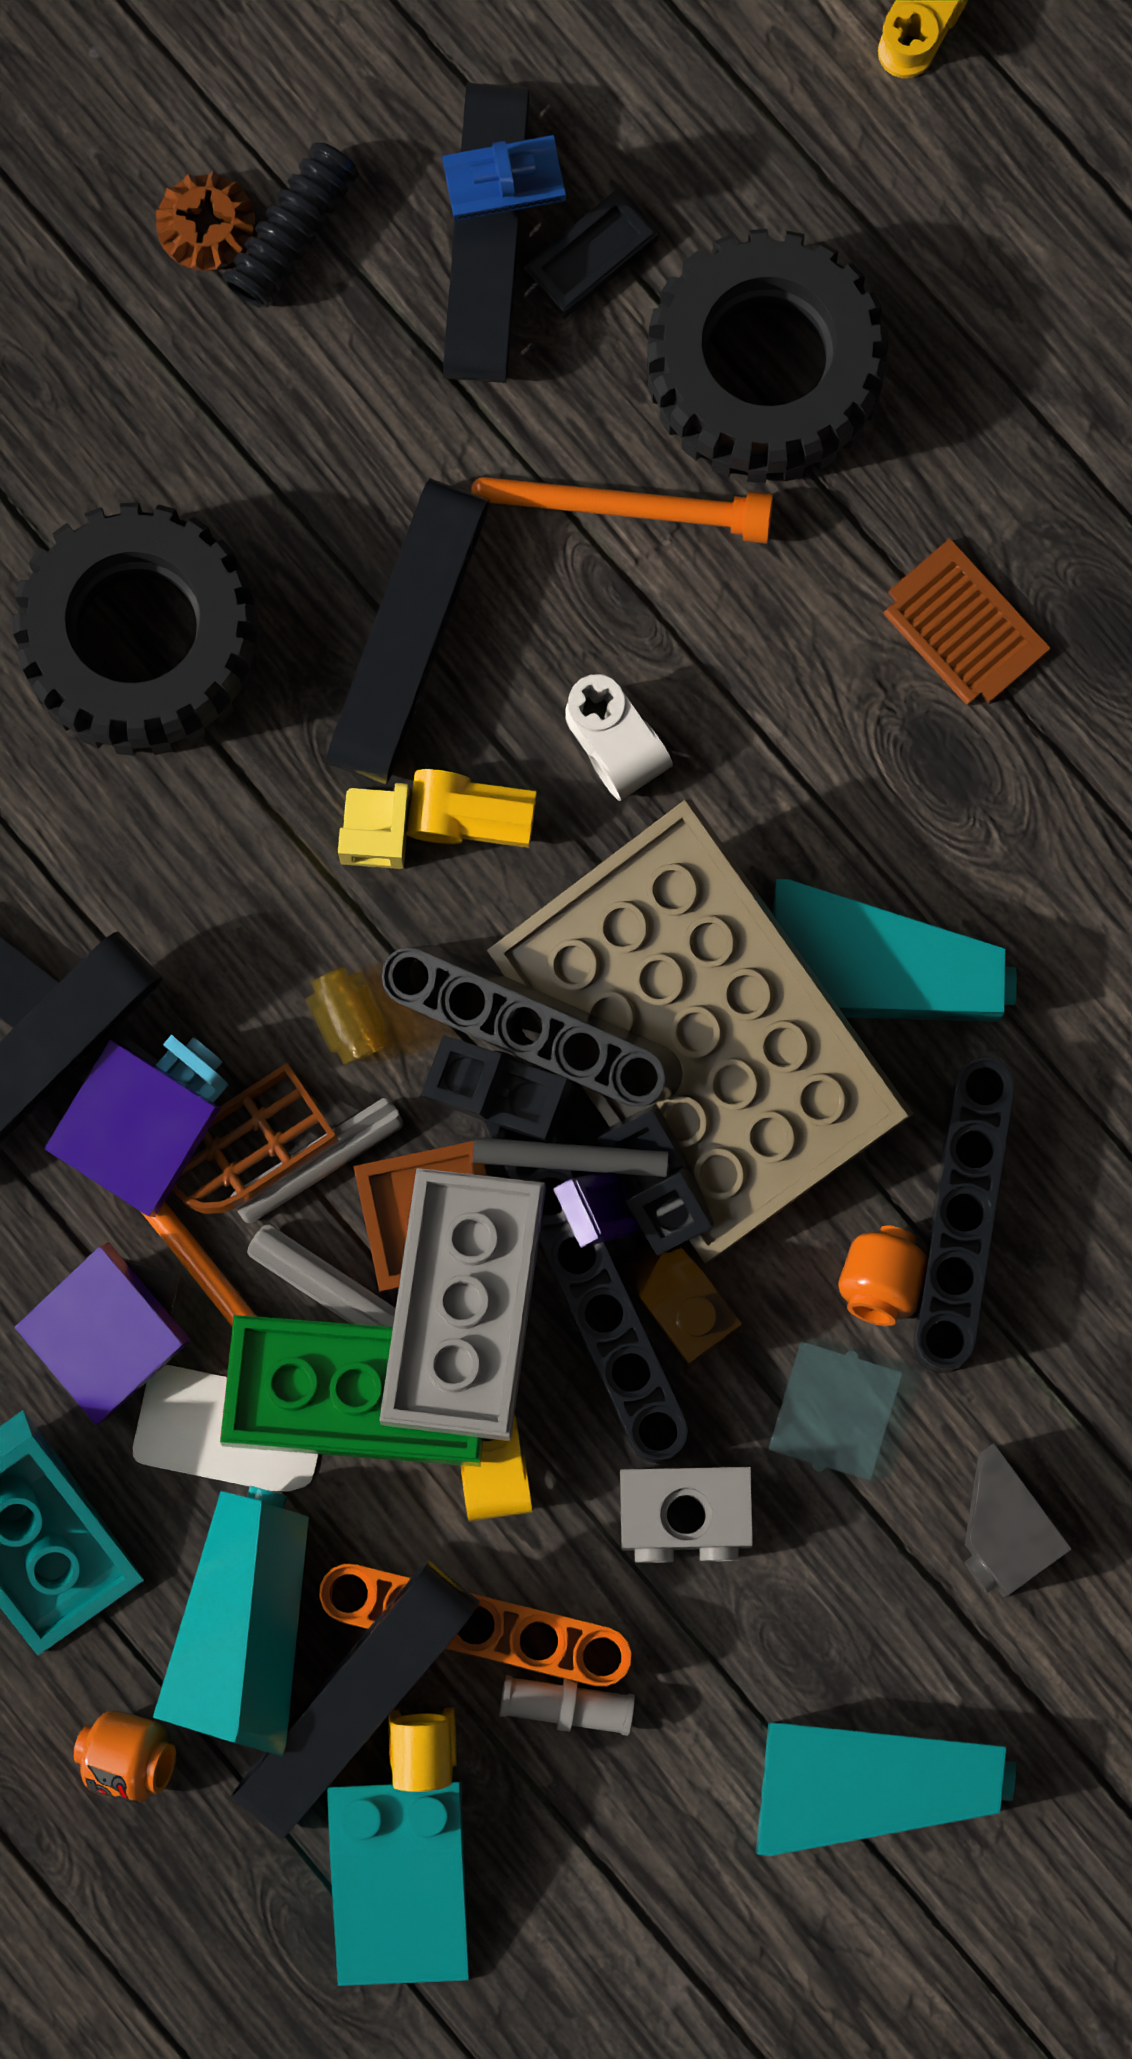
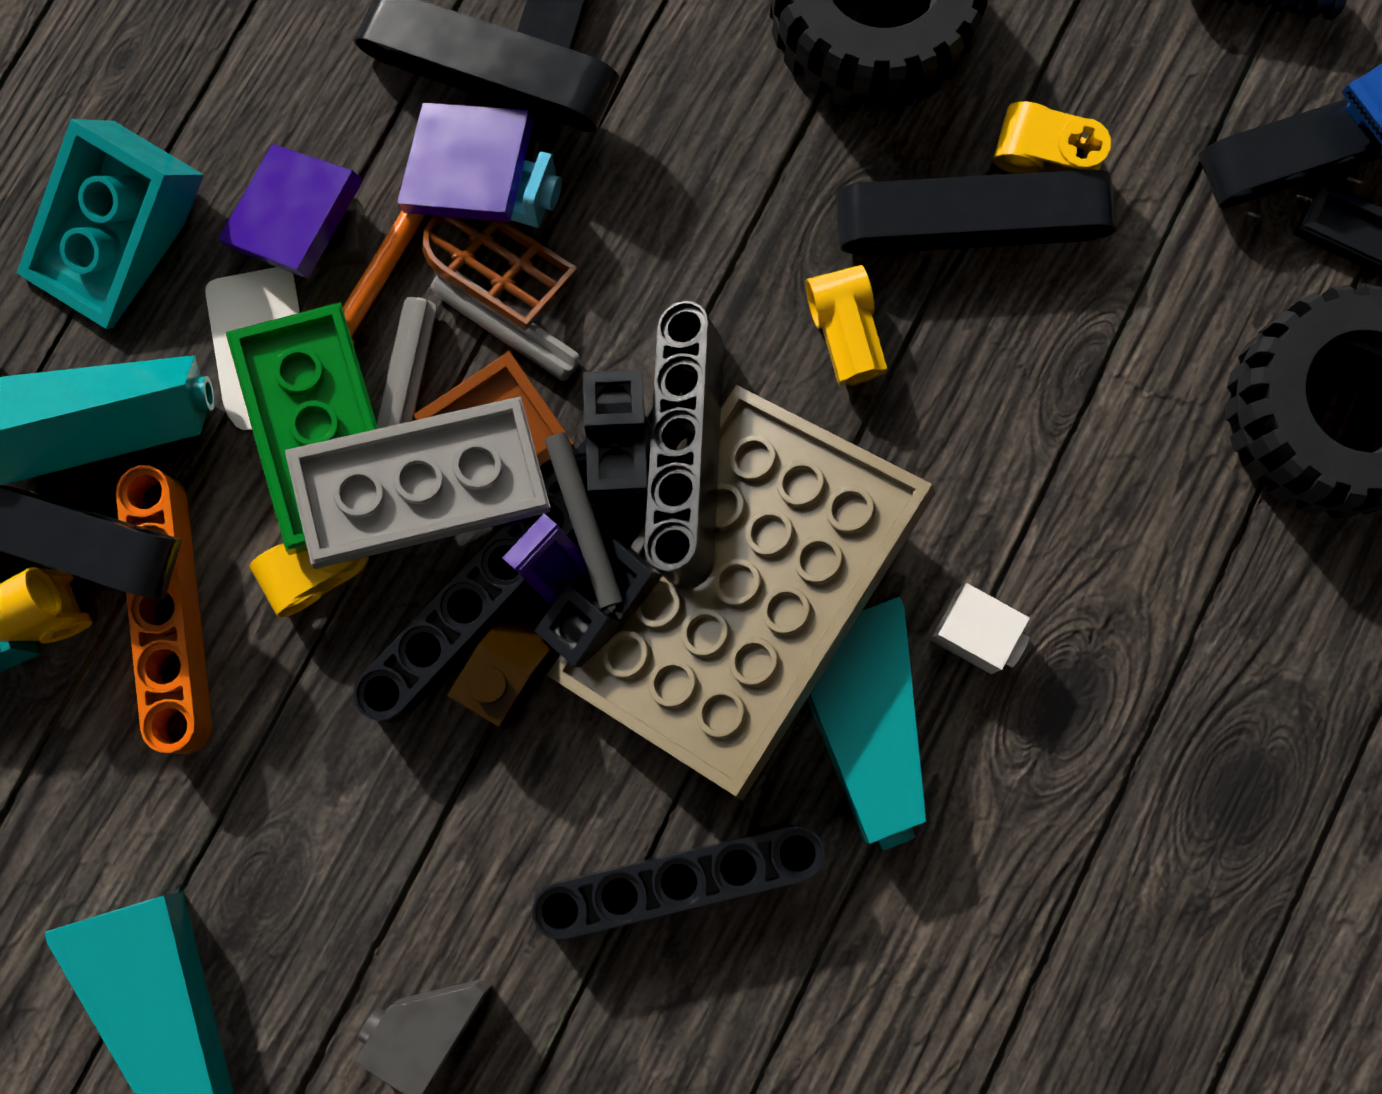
camera: 65 degrees right, 0 degrees up
(347, 1015) = (634, 296): clear yellow brick -> none
(363, 533) = (1048, 140): none -> yellow piece
(375, 827) = (798, 254): light yellow panel -> none
(567, 1705) = (123, 716): light grey pin -> none
(622, 744) = (960, 419): white piece -> none
(719, 1491) = (356, 765): light grey brick -> none
(745, 516) = (1200, 447): orange piece -> none
(835, 1411) = (469, 839): clear light blue piece -> none
(840, 814) = (982, 630): none -> white brick
(884, 1276) = (598, 833): orange head -> none
(963, 625) = (1191, 670): dark orange window -> none

